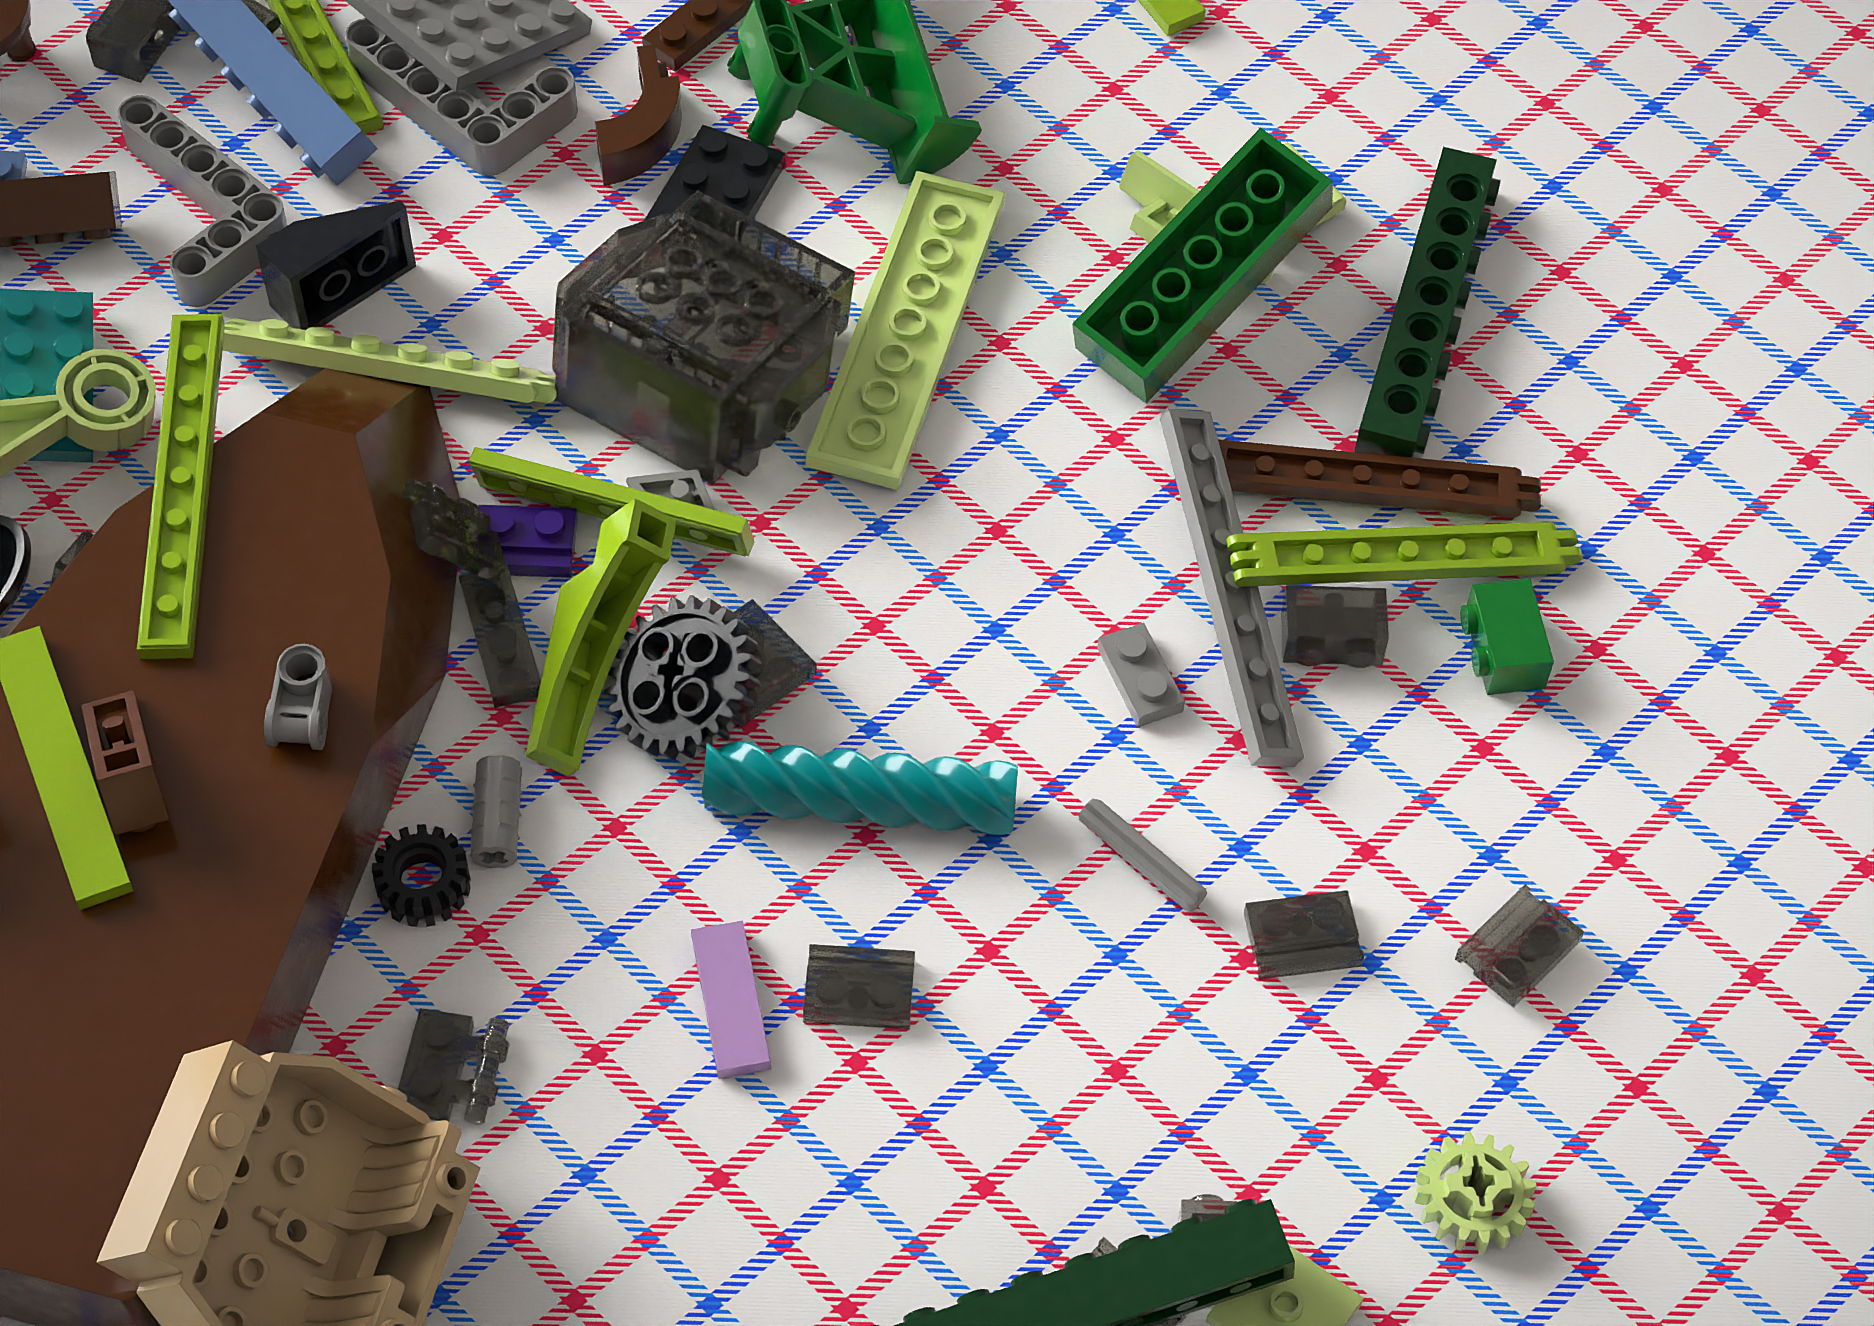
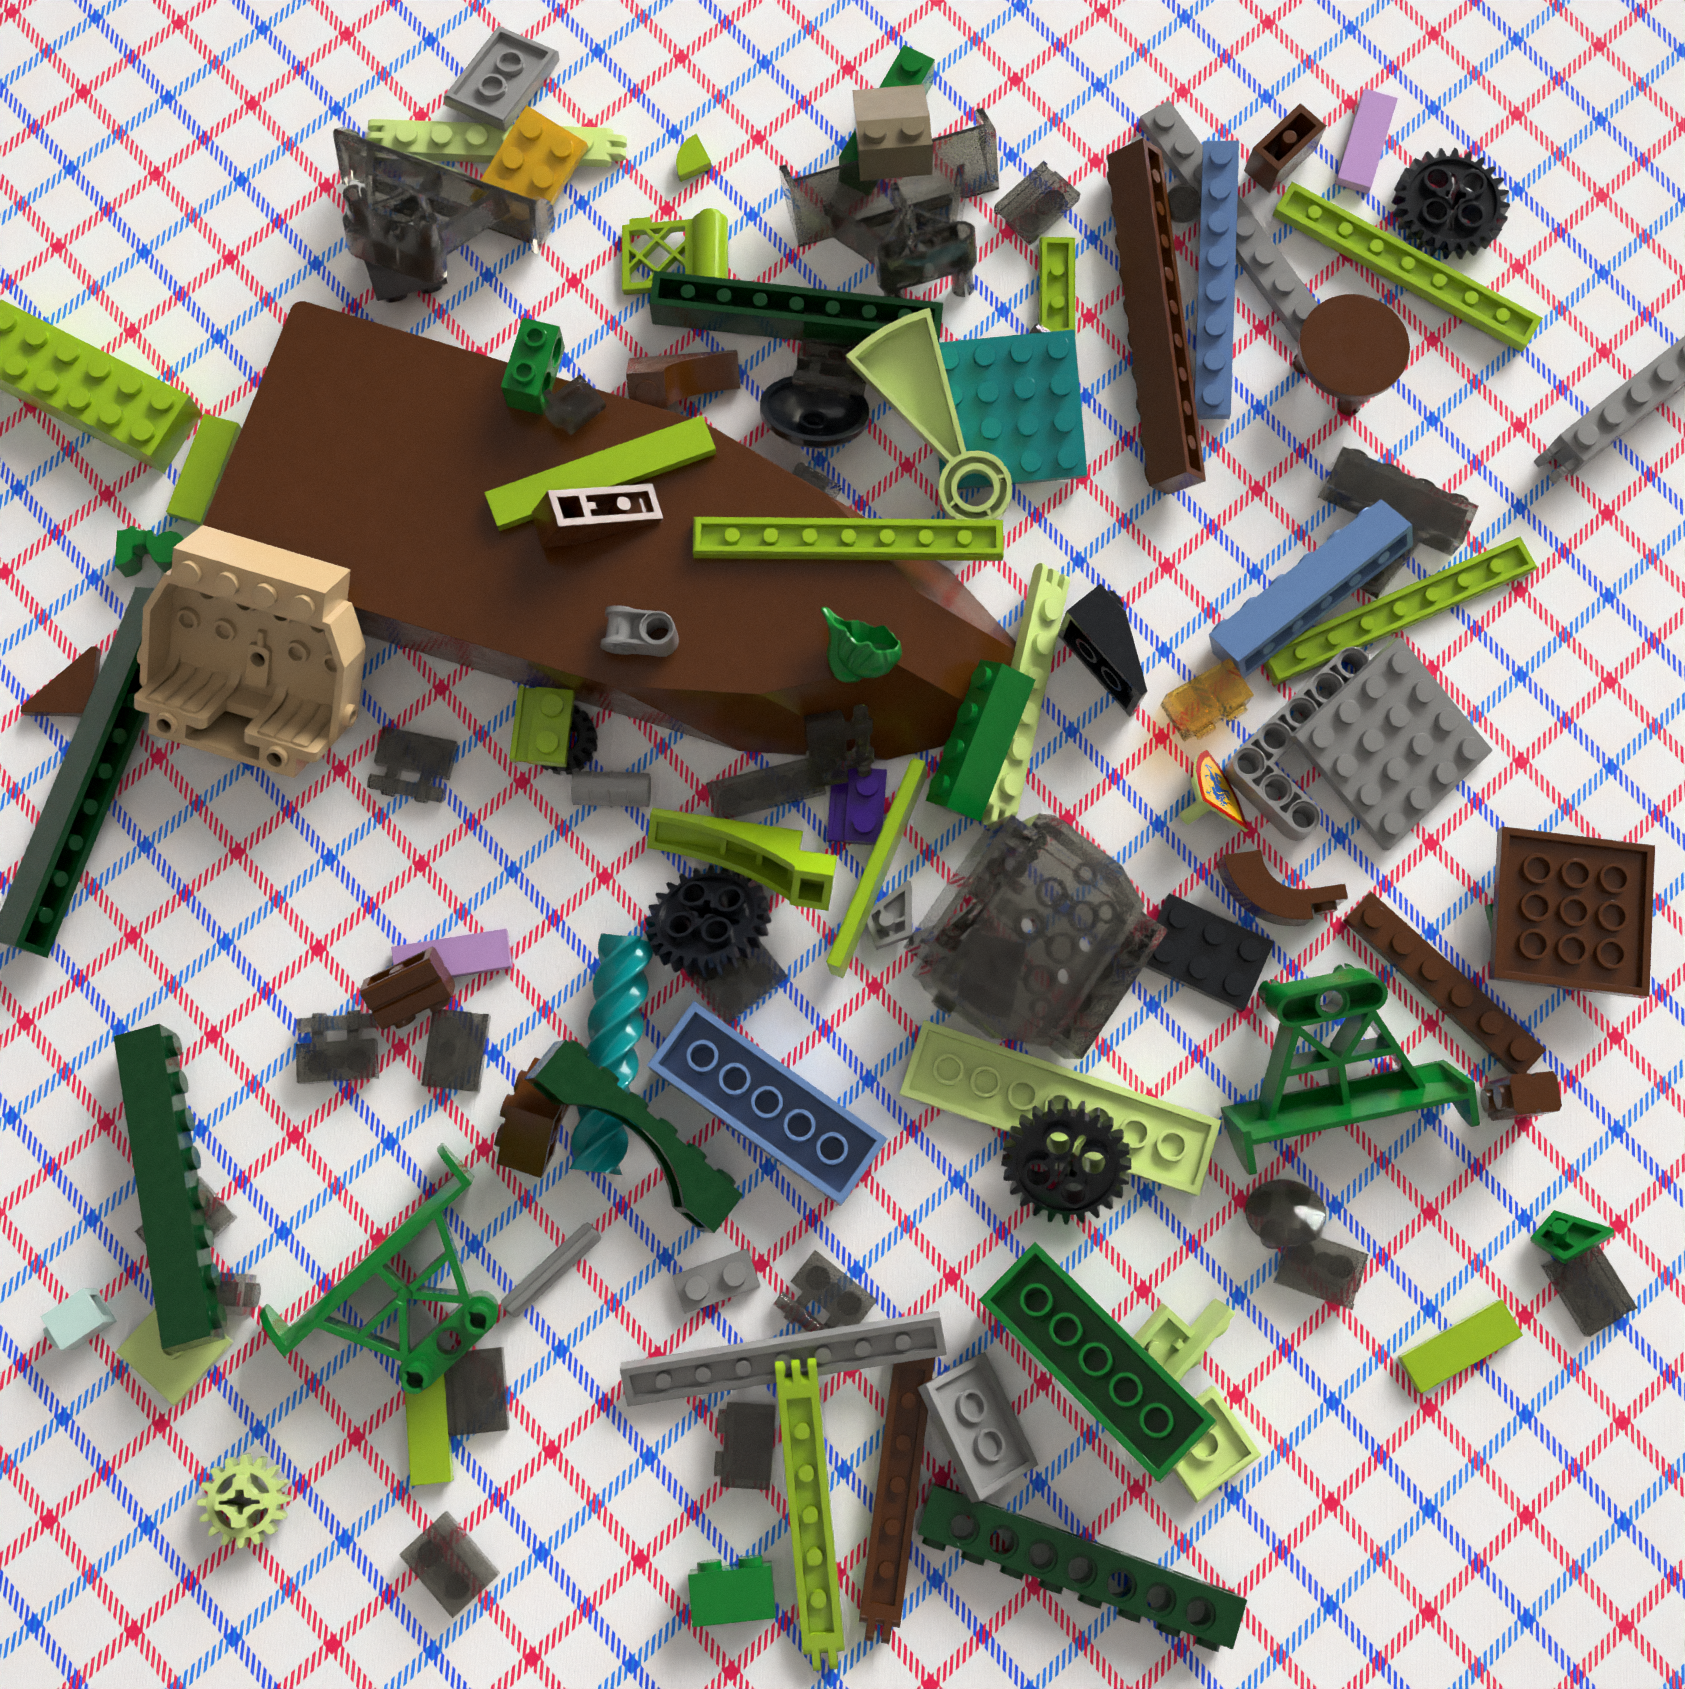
camera: 90 degrees right, 20 degrees up
(237, 200) = (1194, 556): light grey beam -> none
(342, 453) = (859, 649): none -> green hair
(400, 170) = (1207, 700): none -> clear yellow brick
(408, 881) = (542, 726): none -> lime plate
(448, 387) = (980, 739): none -> green brick
(530, 183) = (1213, 793): none -> shield
(779, 1030) = (408, 989): none -> reddish brown brick
(879, 1129) = (337, 1060): none -> clear smoke plate
(916, 612) = (767, 1103): none -> medium blue brick
(952, 857) = (529, 1128): none -> reddish brown brick
(974, 305) = (1034, 1145): none -> black gear
(1020, 115) = (1285, 1213): none -> clear smoke dish
(1025, 682) = (694, 1187): none -> dark green arch
(1077, 91) = (1323, 1271): none -> clear smoke plate
(1142, 548) = (828, 1288): none -> clear smoke plate
(1148, 1033) = (427, 1359): none -> green piece
(1287, 393) = (978, 1427): none -> light grey plate
(1346, 987) = (428, 1435): none -> lime tile

